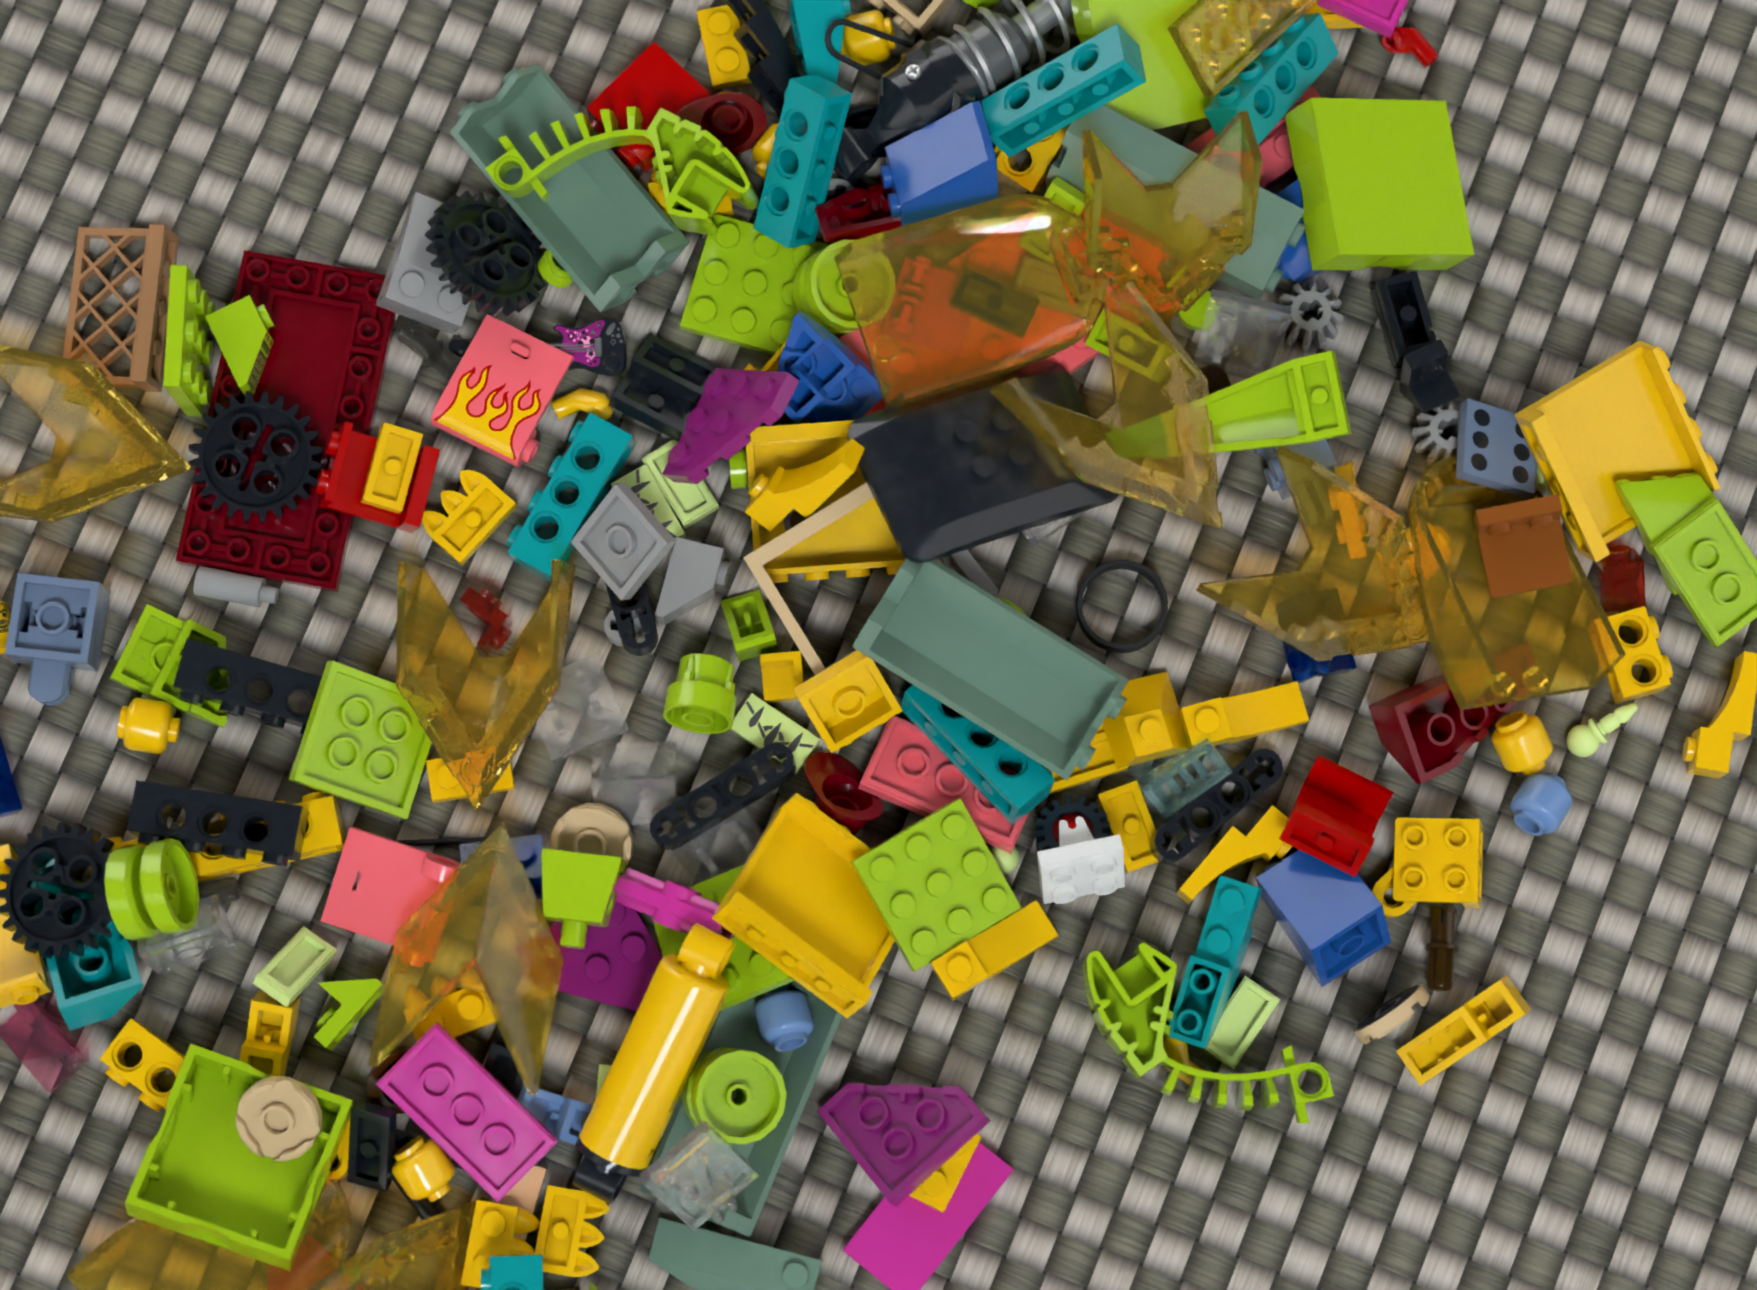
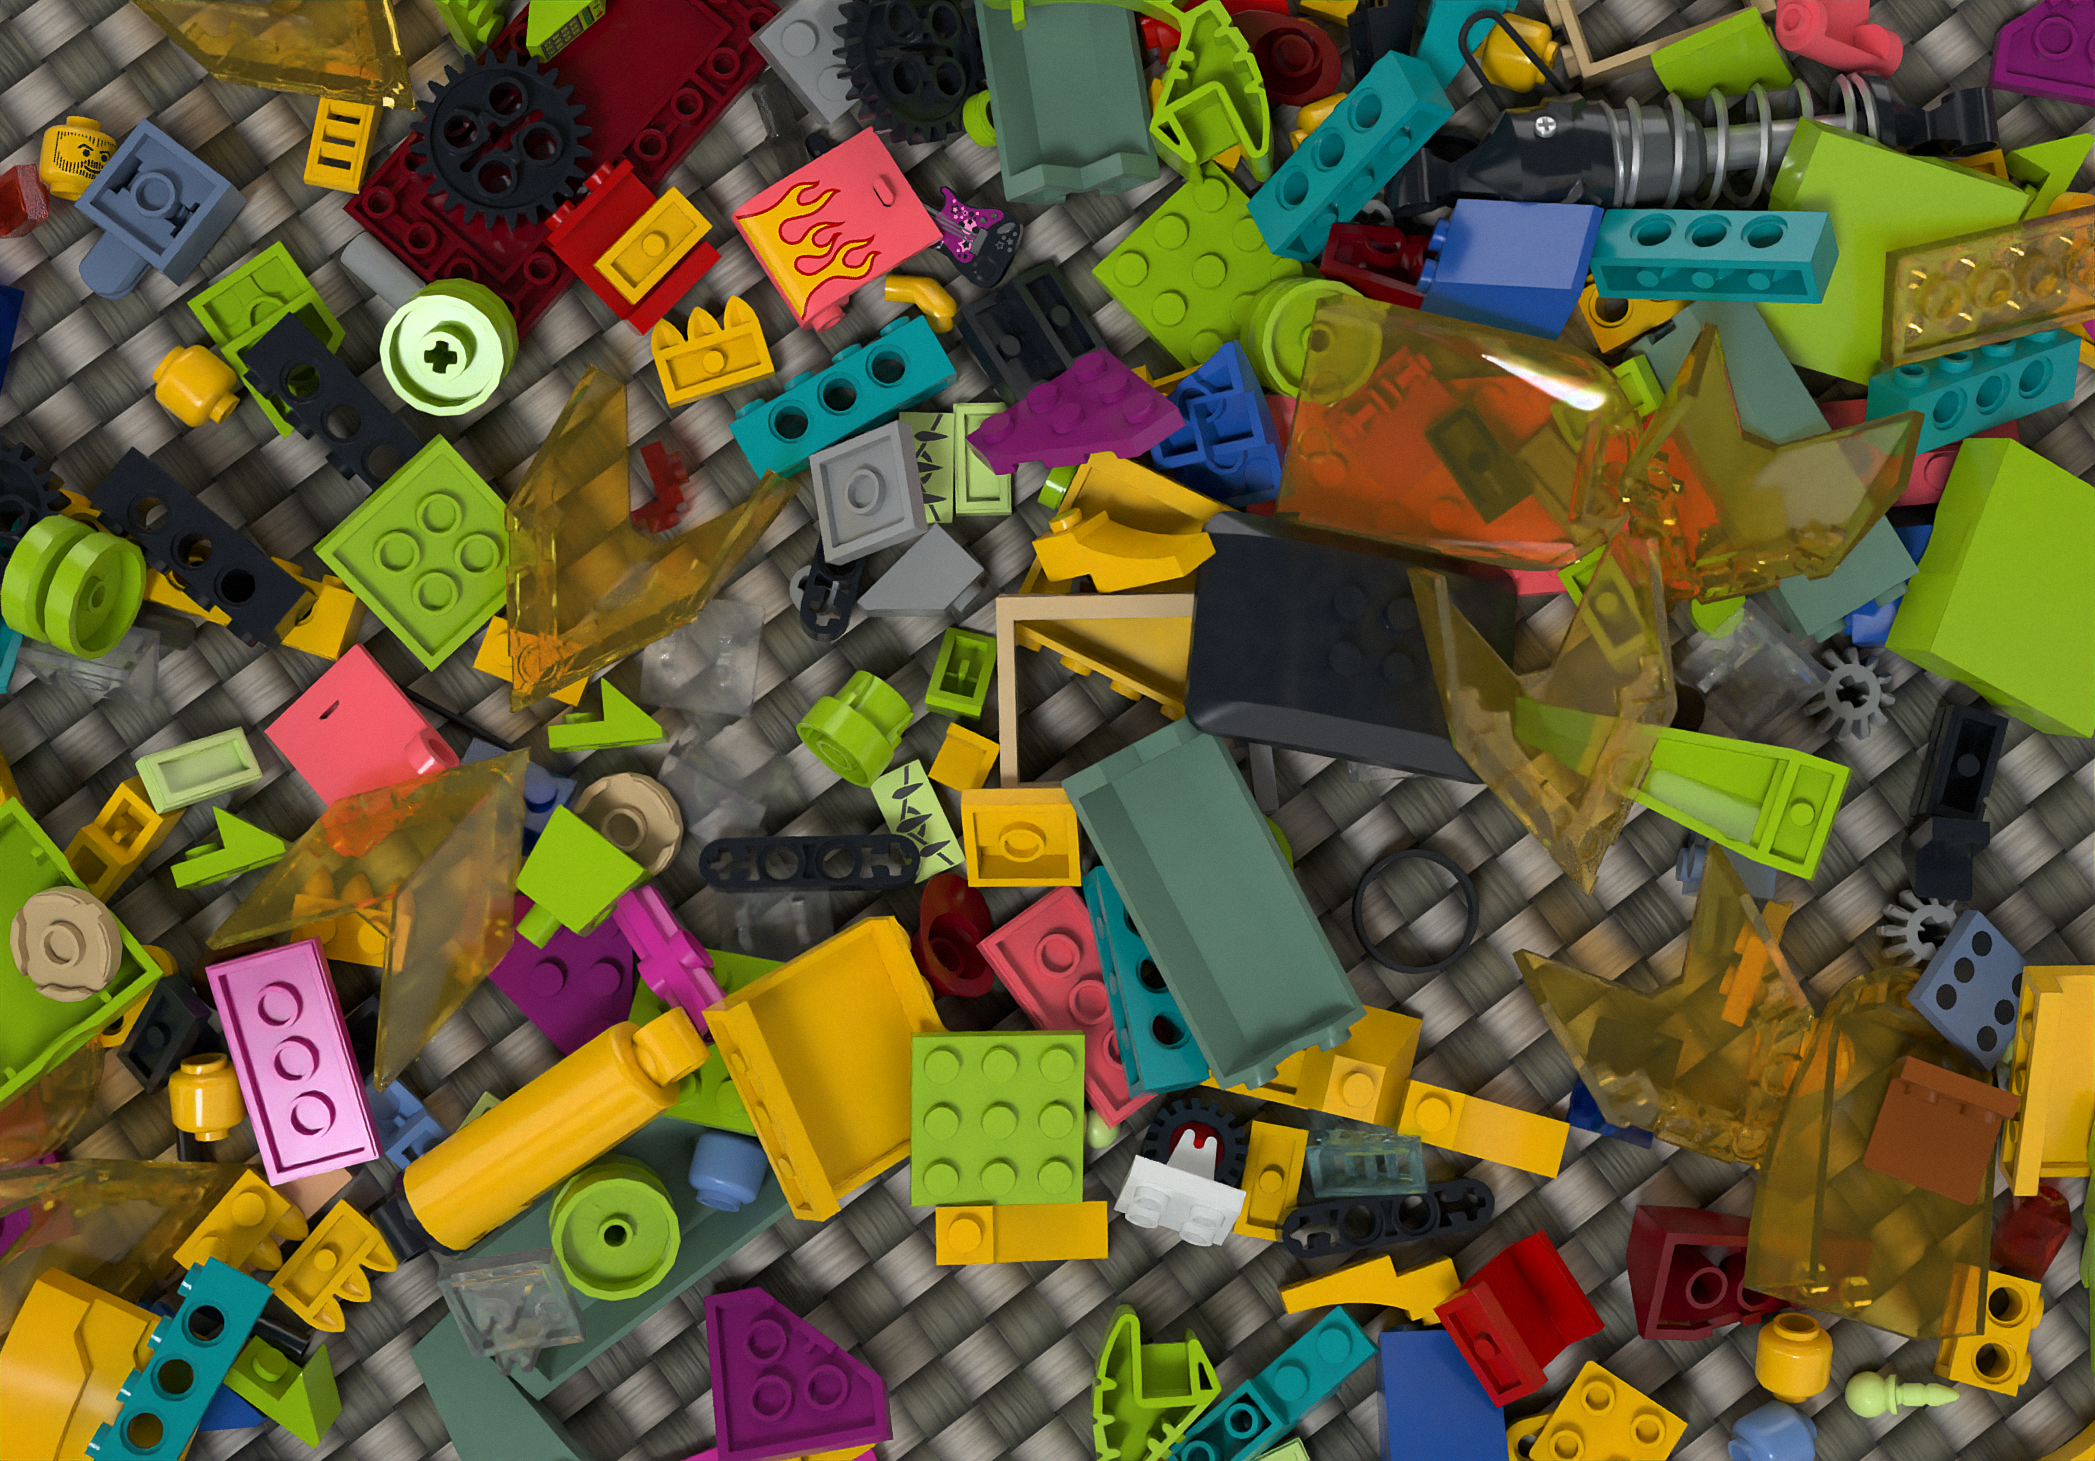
camera: 25 degrees right, 5 degrees up
(135, 514) = (320, 147): none -> yellow slope
(303, 629) = (479, 351): none -> wheel
(552, 780) = (622, 726): none -> lime slope

